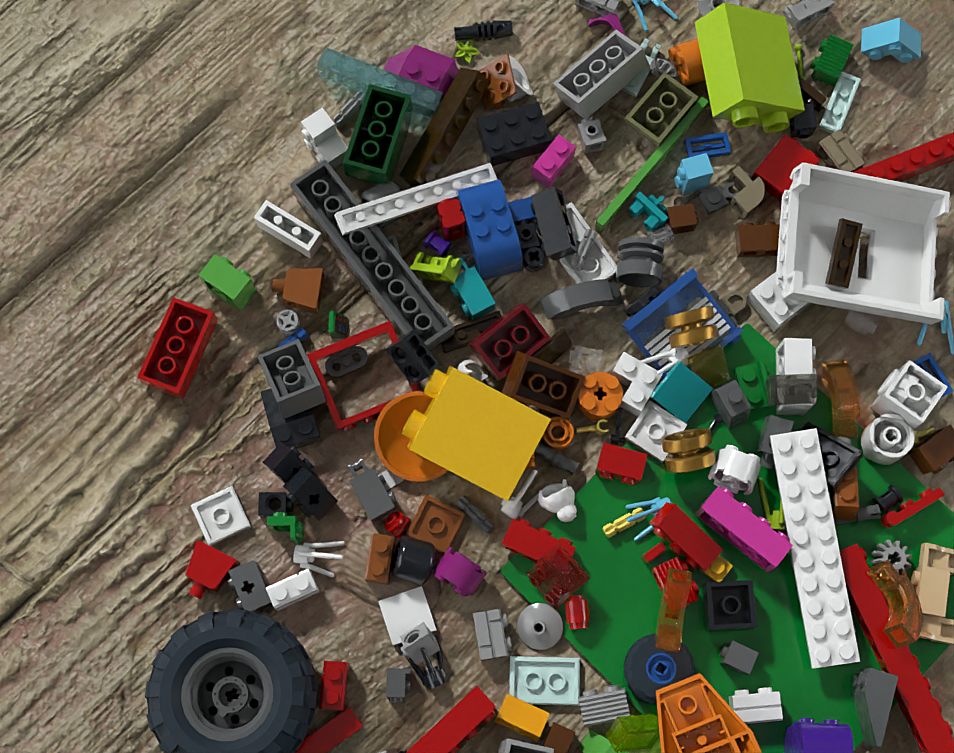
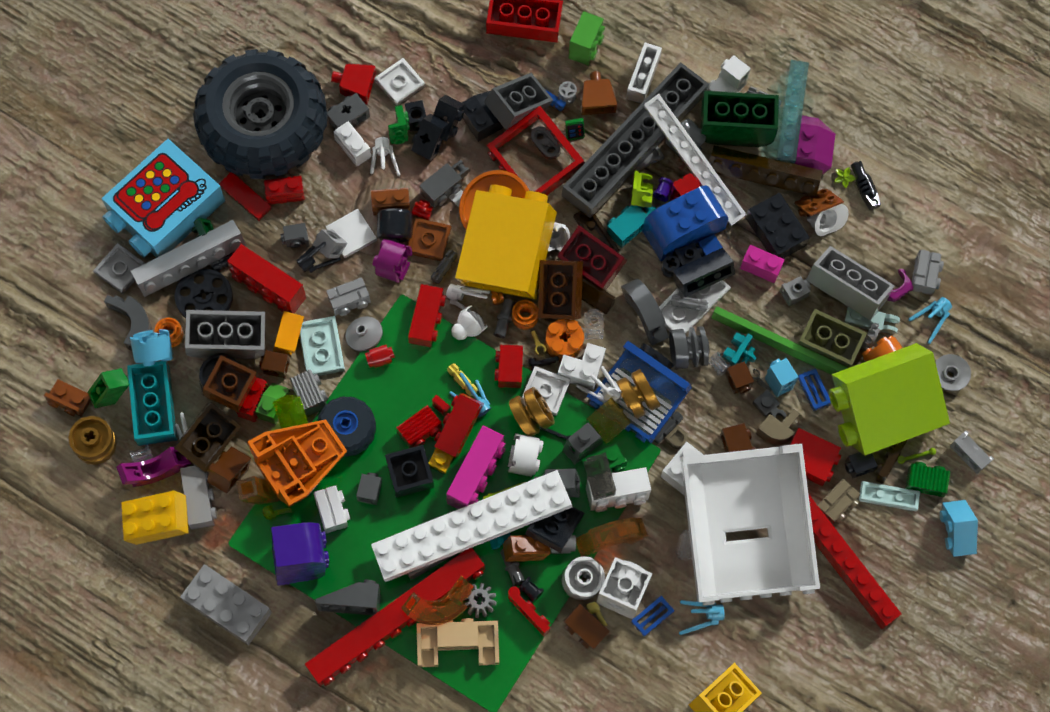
camera: 75 degrees right, 5 degrees down
(413, 357) = (556, 181): black brick -> none
(557, 576) = (405, 331): clear red bracket -> none
(672, 609) = (393, 421): clear orange arch -> none
(681, 392) = (582, 400): teal tile -> none
(843, 253) = (738, 509): dark brown tile -> none

